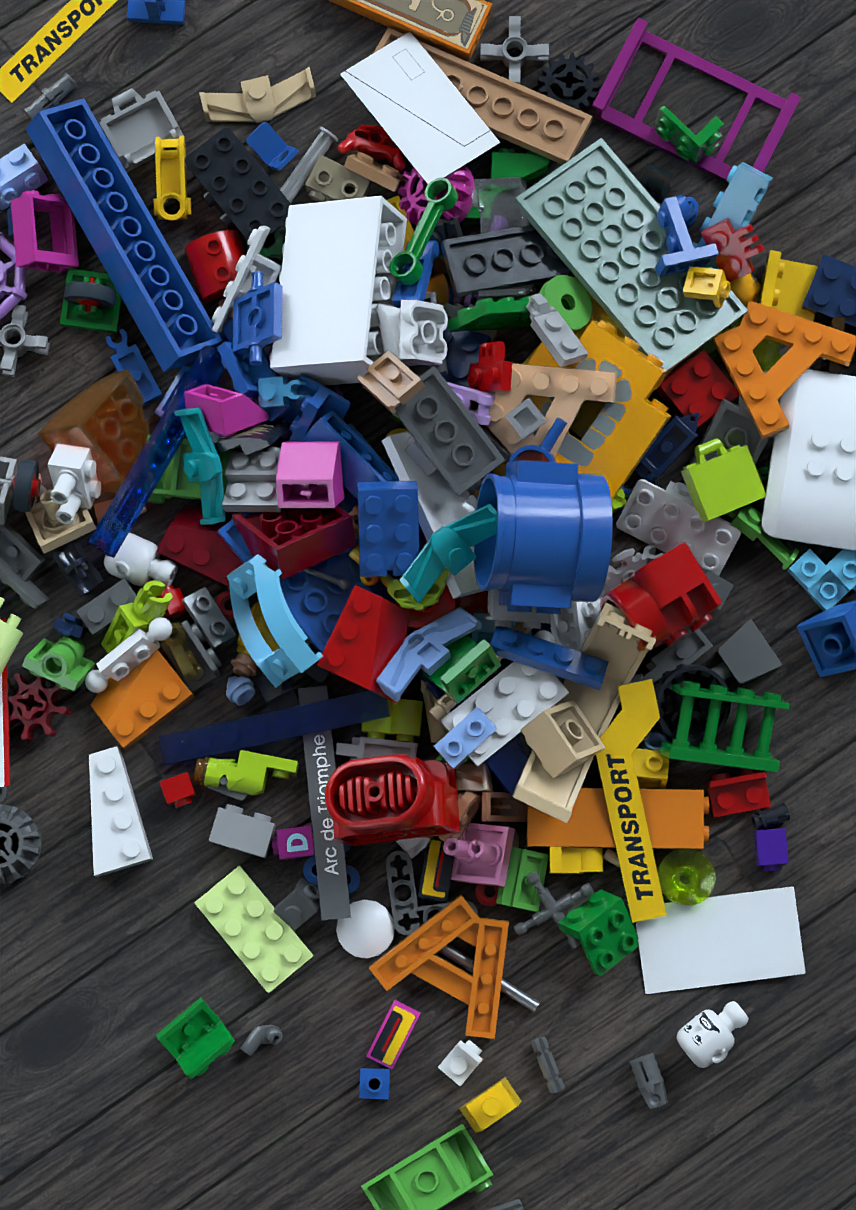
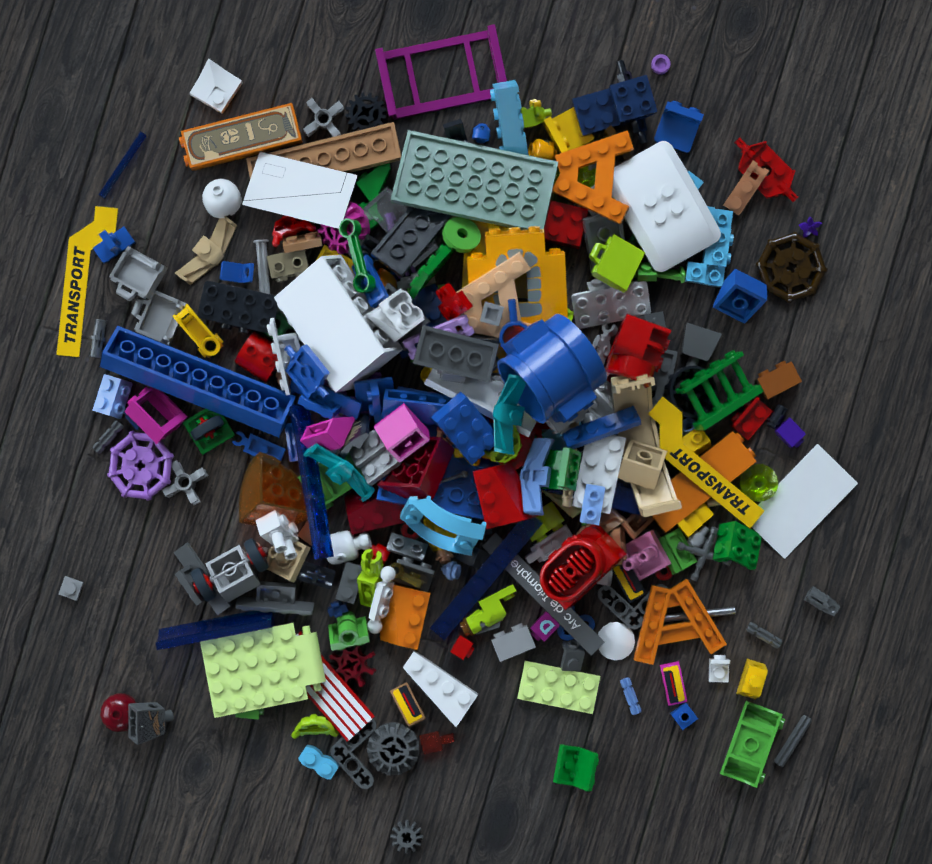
camera: 40 degrees left, 5 degrees up
(55, 874) = (433, 741): none -> clear red plate
(60, 806) = (408, 704): none -> slope
(155, 58) = (138, 274): none -> light grey piece
(261, 1035) = (606, 737): dark grey arm -> none
(276, 391) = (349, 401): dark azure plate -> none
(322, 49) = (221, 198): none -> white cylinder
(330, 1008) = (630, 696): none -> medium blue axle
(391, 381) = (407, 351): medium nougat plate -> none
(555, 332) = (470, 256): light grey hinge -> none
(561, 885) = (697, 539): none -> light grey cylinder
(666, 448) = (573, 263): dark blue plate -> none
(680, 243) = (495, 154): bracket -> none
(689, 145) = (456, 97): green bracket -> none
(707, 284) = (527, 166): yellow bracket -> none
(709, 1035) = (834, 554): white piece -> none
(733, 248) = (524, 135): hinge -> none
(768, 236) = (535, 114): none -> lime piece
(806, 774) = (778, 380): none -> dark orange brick

